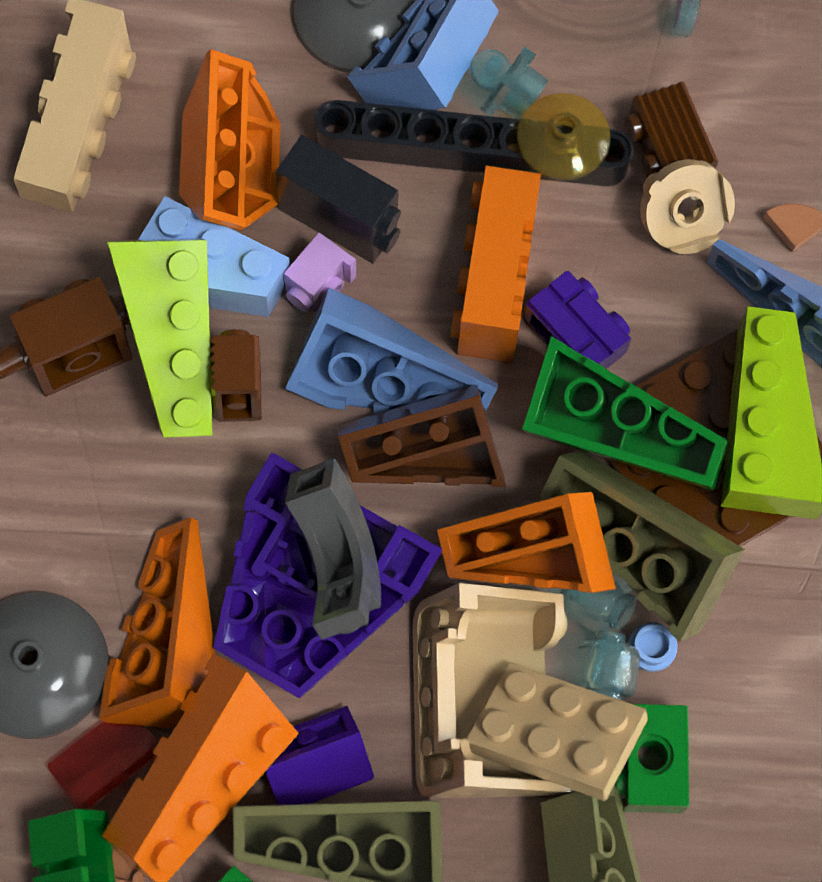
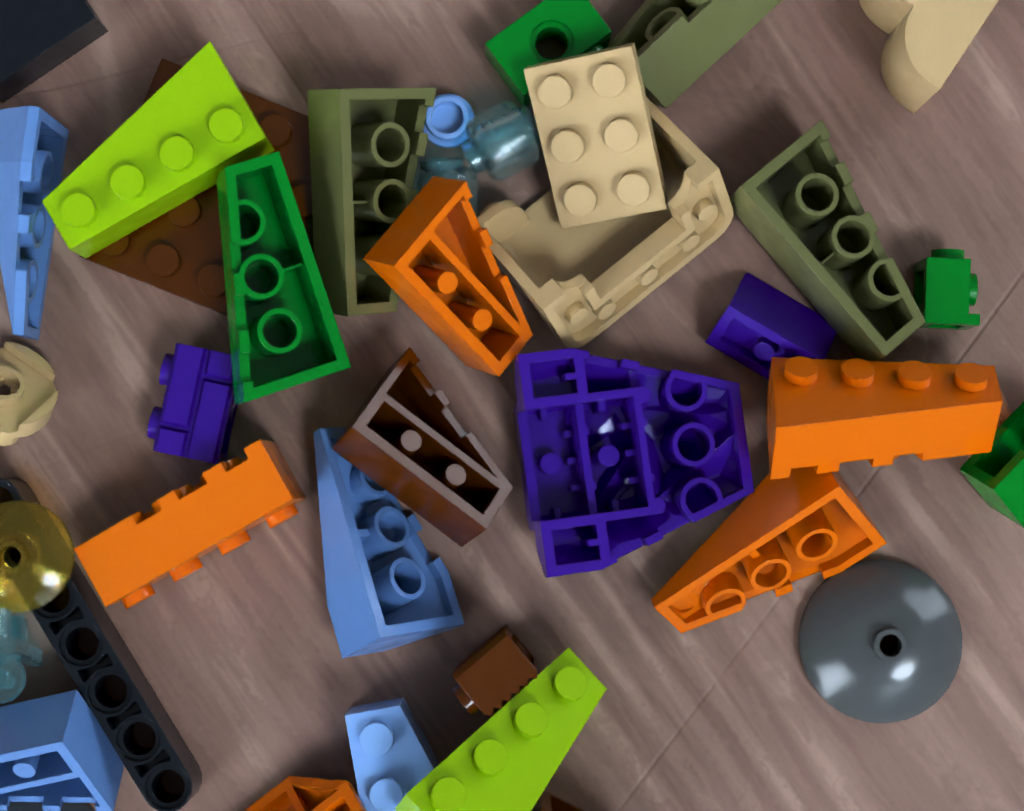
camera: 125 degrees left, 15 degrees up
(102, 761) = (917, 511): clear red panel -> none
(316, 269) = (332, 681): lavender brick -> none
(338, 199) = (248, 718): black brick -> none
(339, 545) = (589, 439): dark grey arch -> none

